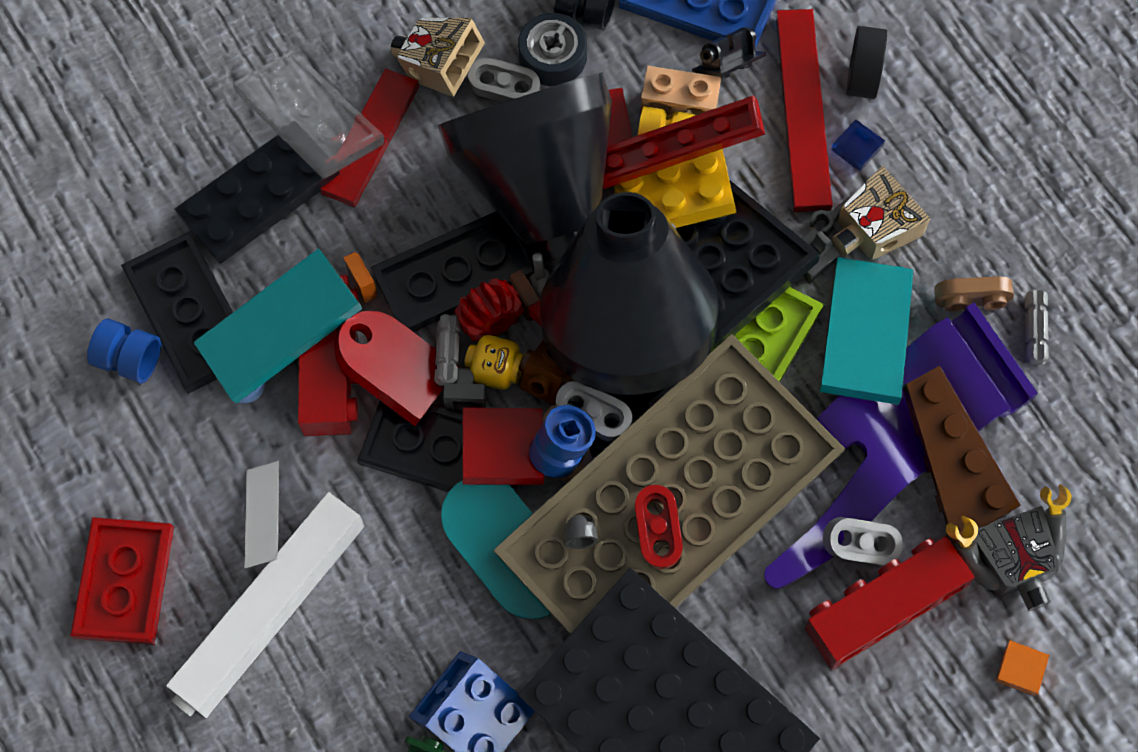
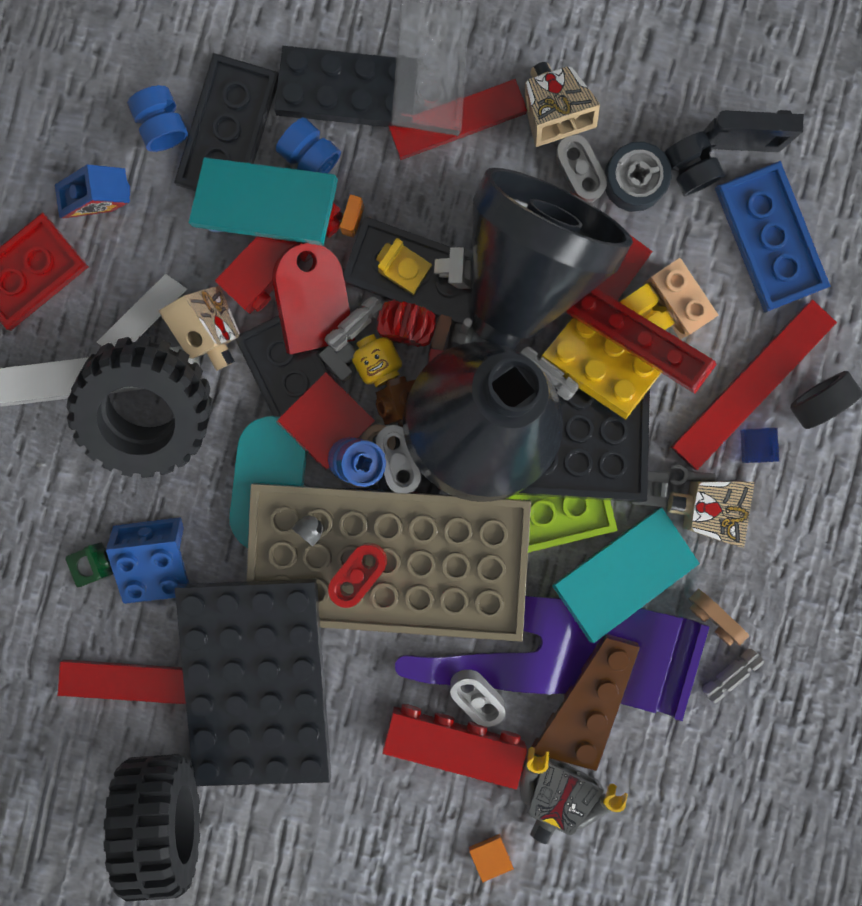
camera: 45 degrees right, 20 degrees up
(120, 459) = (92, 191): none -> blue slope
(269, 260) = (302, 146): none -> blue wheel
(309, 467) = (203, 325): none -> tan torso
(390, 582) = (128, 445): none -> black tyre
(441, 271) = (402, 266): none -> yellow bracket
(484, 231) = (456, 268): none -> white tile
(729, 54) = (742, 303): black hinge -> none

